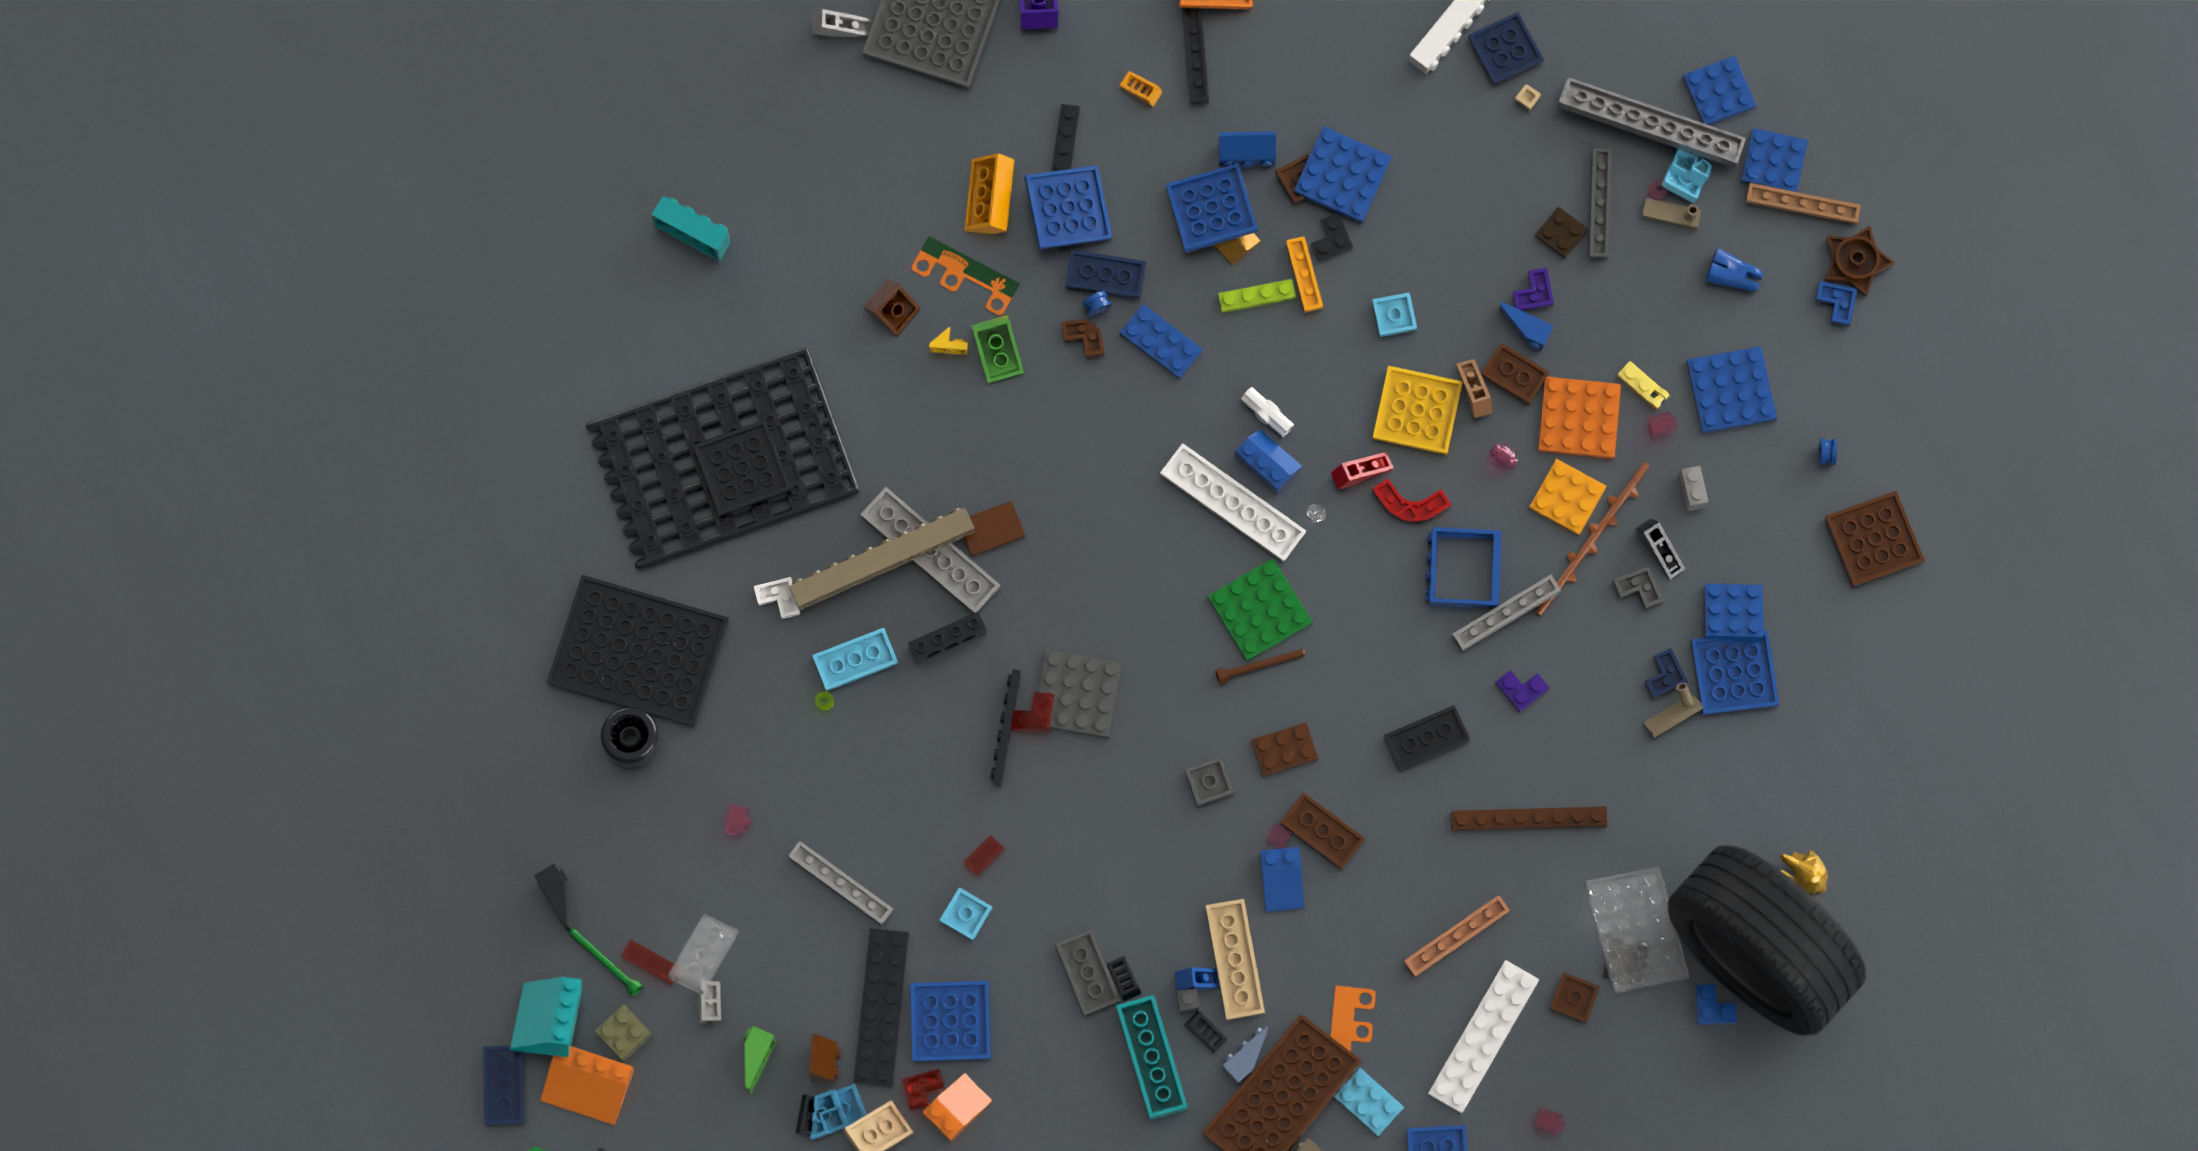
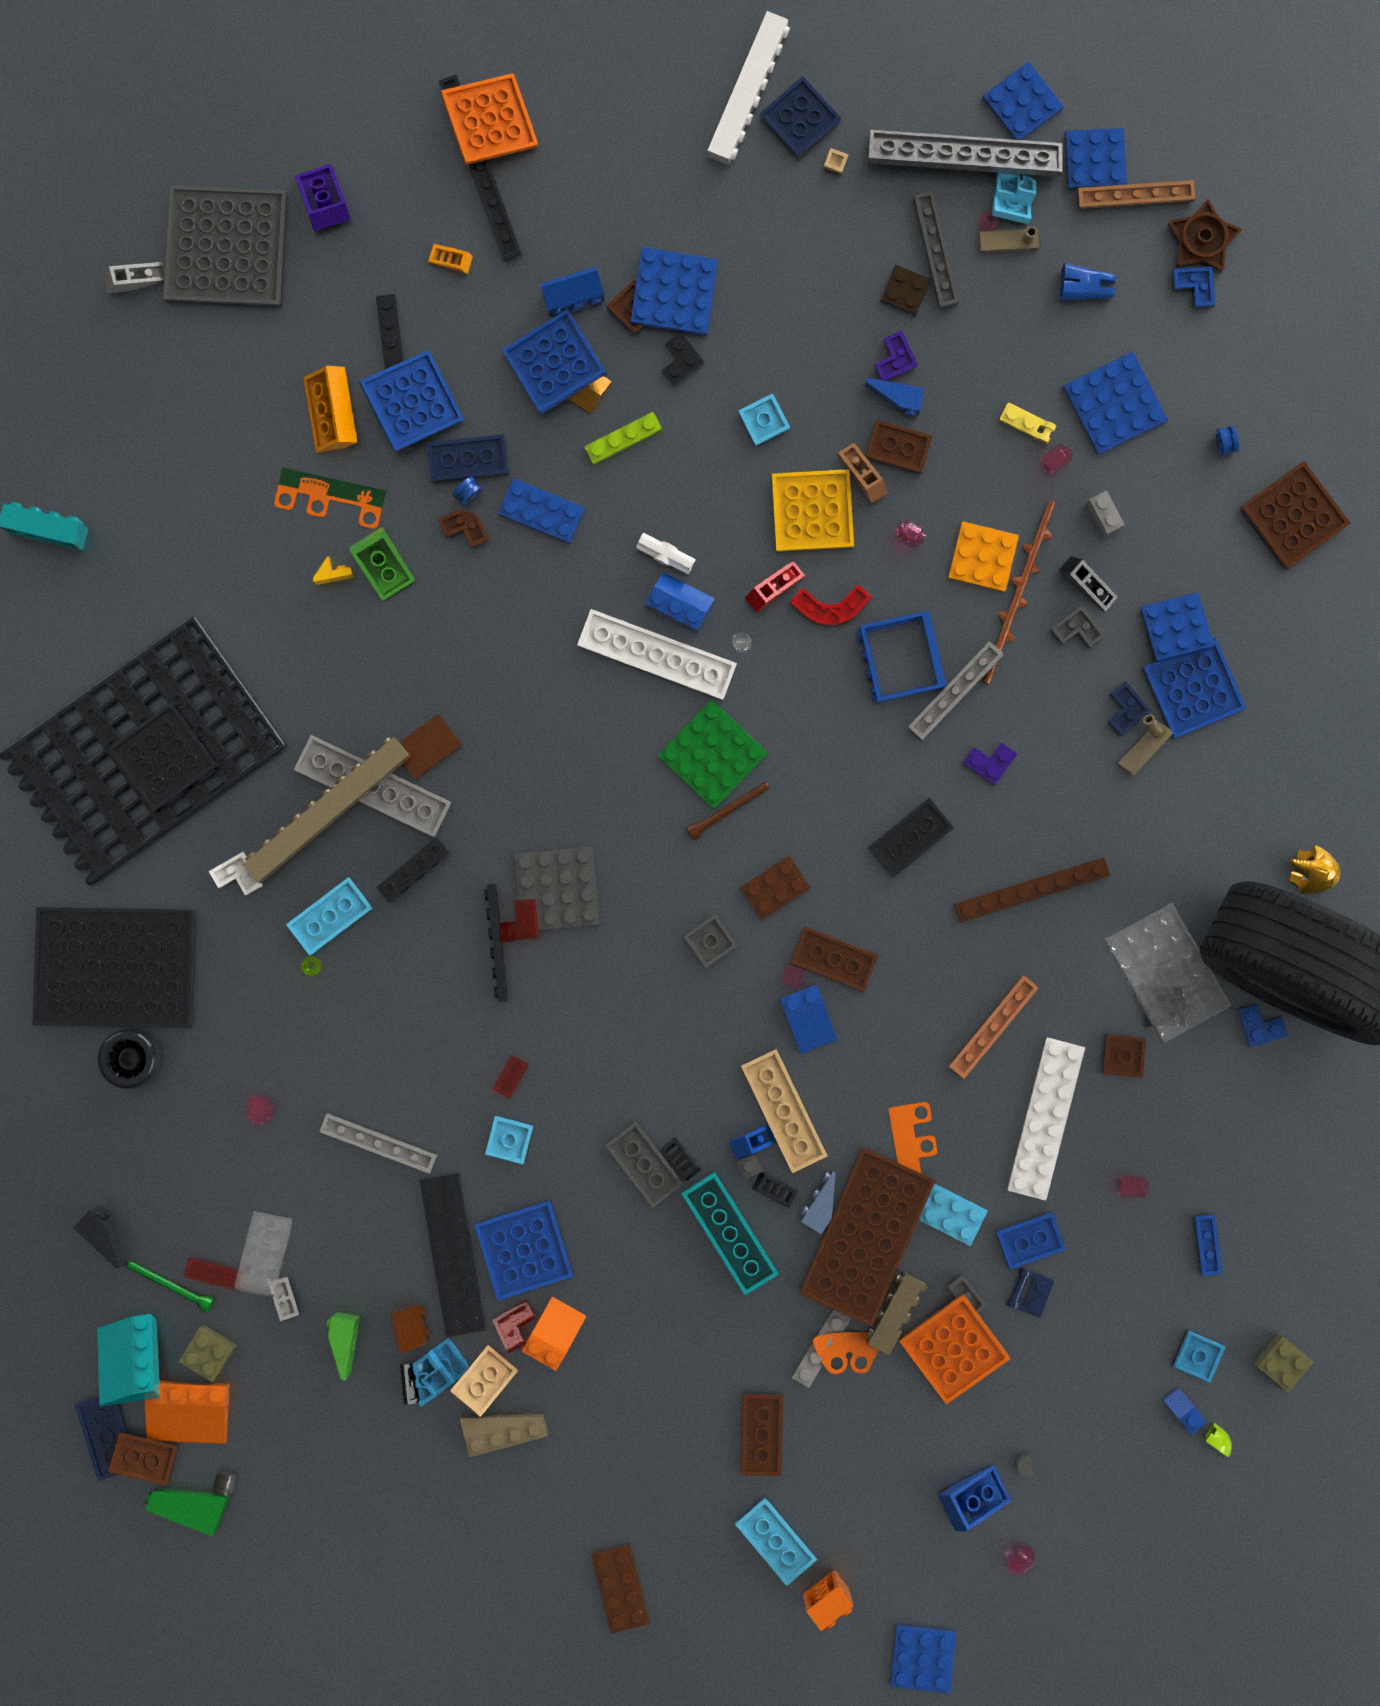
camera: 10 degrees left, 10 degrees up
(533, 1113) = (142, 1458): none -> reddish brown plate
(892, 307) = (265, 550): reddish brown slope -> none
(1304, 274) = (664, 403): light orange plate -> none
(1579, 417) = (973, 473): orange plate -> none

